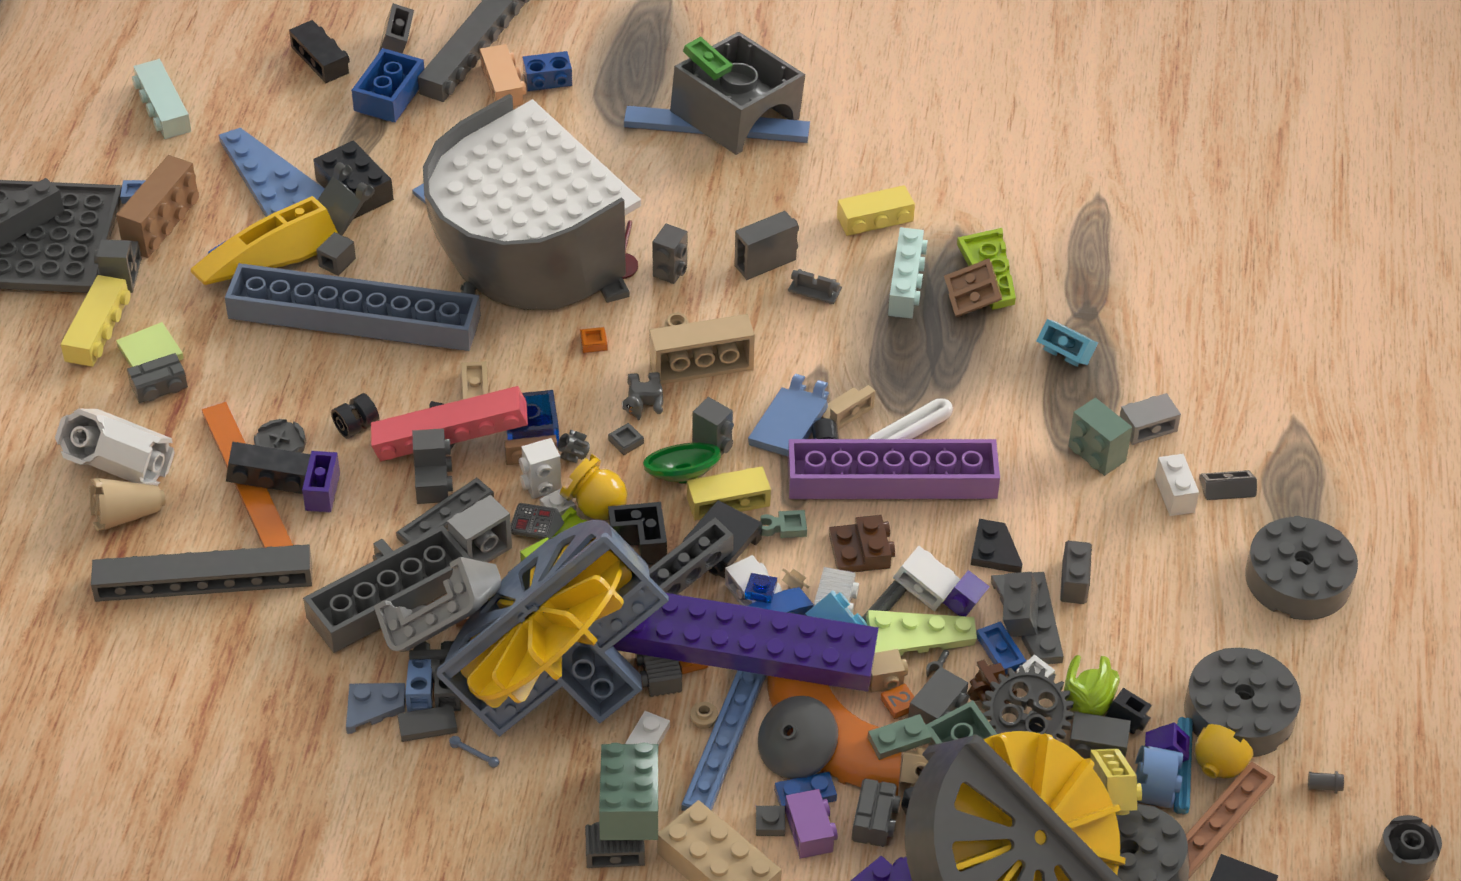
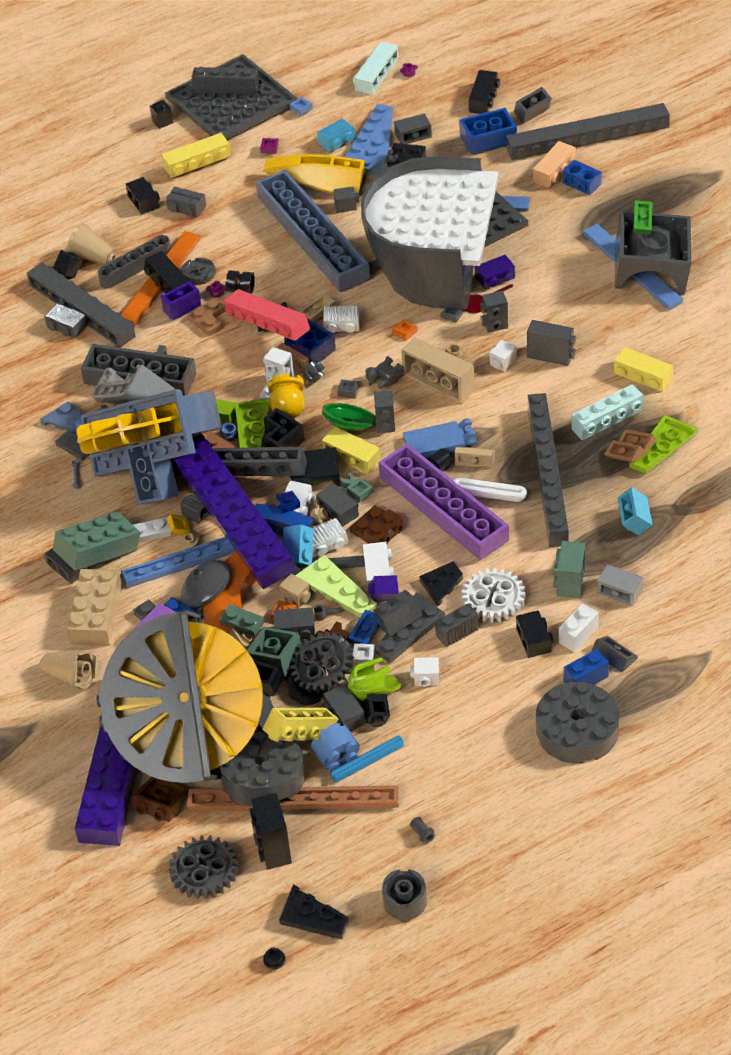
camera: 55 degrees right, 0 degrees up
(93, 398) = (142, 195): none -> black brick
(114, 446) = (120, 218): white brick -> none
(119, 260) = (242, 134): dark grey brick -> none
(122, 540) = (67, 263): none -> black brick
(148, 345) = (207, 184): yellowish green tile -> none
(159, 204) = (294, 117): medium nougat brick -> none
(162, 255) = (269, 145): none -> magenta plate
(195, 482) = (131, 262): none -> dark grey beam
(198, 79) = (408, 70): none -> magenta plate
(212, 602) = (65, 320): none -> brick
(224, 195) = (336, 135): none -> medium azure brick
(300, 135) = (413, 129): none -> dark grey brick
(332, 442) = (216, 289): none -> magenta plate
(362, 483) = (205, 316): none -> medium nougat plate
(432, 465) = (237, 331): dark grey brick -> none
(445, 510) = (221, 360): dark grey tile -> none
(482, 530) = (208, 375): light grey brick -> none
(522, 370) = (341, 318): none -> white brick
(536, 521) = (243, 393): slope -> none
(672, 708) = (178, 524): none -> yellow plate
(731, 292) = (503, 355): none -> white brick
(797, 552) = (338, 504): none -> dark grey brick
(820, 288) = (551, 384): dark grey hinge -> none
(935, 365) = (547, 470): none -> dark grey brick
(1060, 516) = (505, 601): none -> white gear
(1114, 638) = (425, 671): none -> white brick
(1147, 523) = (534, 633): none -> black brick
(1169, 738) = (368, 739): dark purple brick -> none
(1221, 753) = (383, 766): yellow cylinder -> none
(1240, 517) = (589, 669): none -> blue brick
(1245, 694) = (439, 755): dark grey brick -> none

